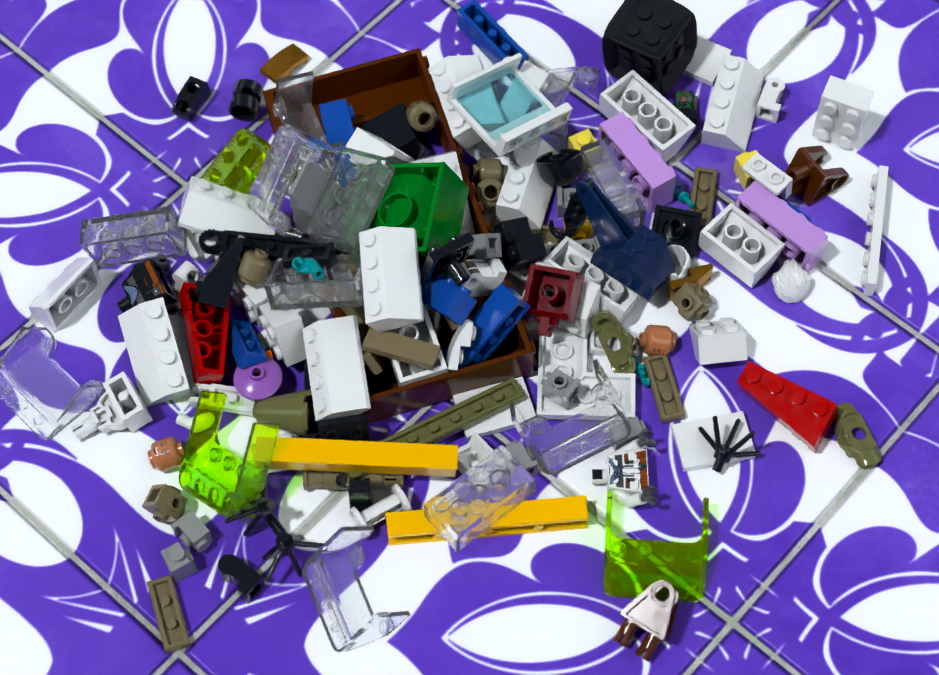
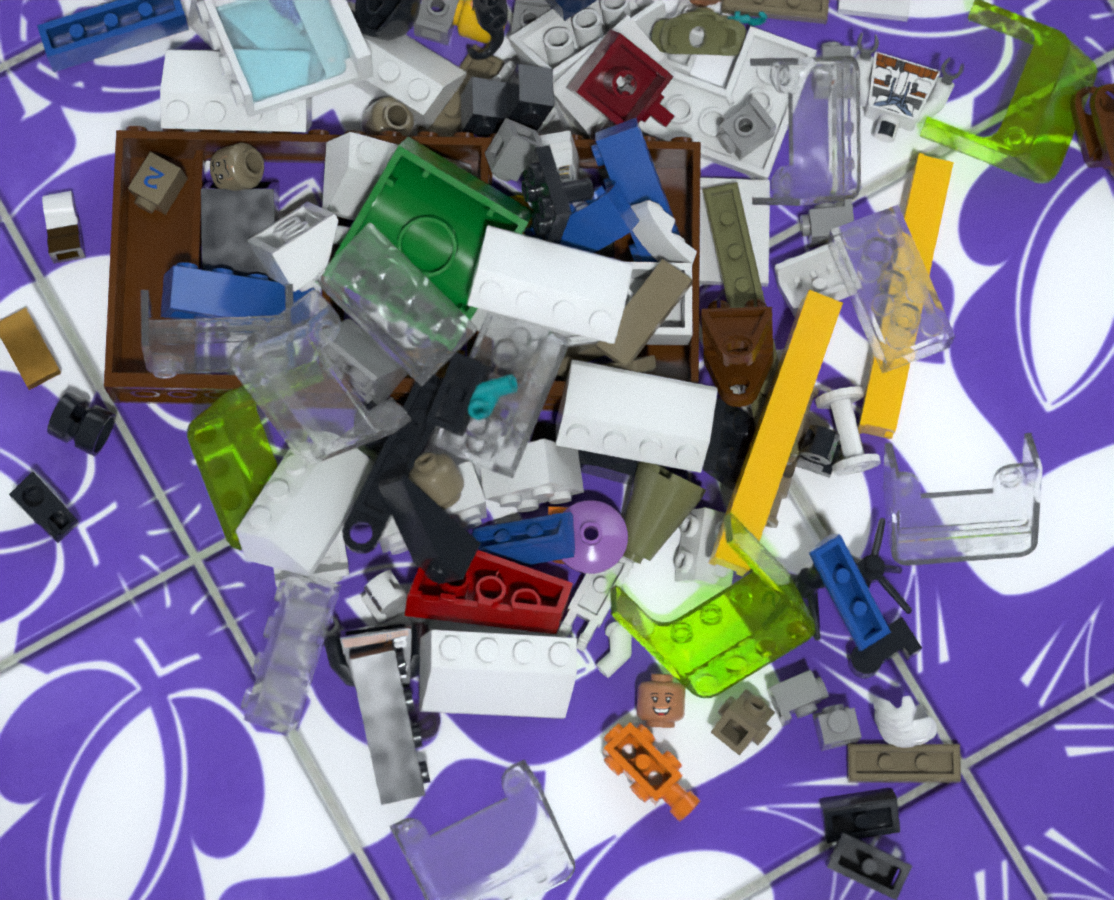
camera: 75 degrees left, 15 degrees up
(66, 293) = (337, 784): white slope -> none
(89, 604) = (868, 865): none -> black brick
(105, 302) = (387, 723): none -> brick
(114, 331) = (428, 723): none -> clear purple tile
(116, 409) = (564, 750): white brick -> none
(119, 457) = (645, 762): none -> orange brick
(127, 596) = (860, 814): none -> black slope
(191, 599) = (903, 725): none -> white hair
(261, 528) = (849, 591): none -> blue slope
(365, 53) = (63, 227): none -> leg
(402, 88) = (157, 184): none -> dark tan brick
(405, 418) = (738, 348): none -> reddish brown piece
(488, 168) = (344, 109): dark tan head -> none

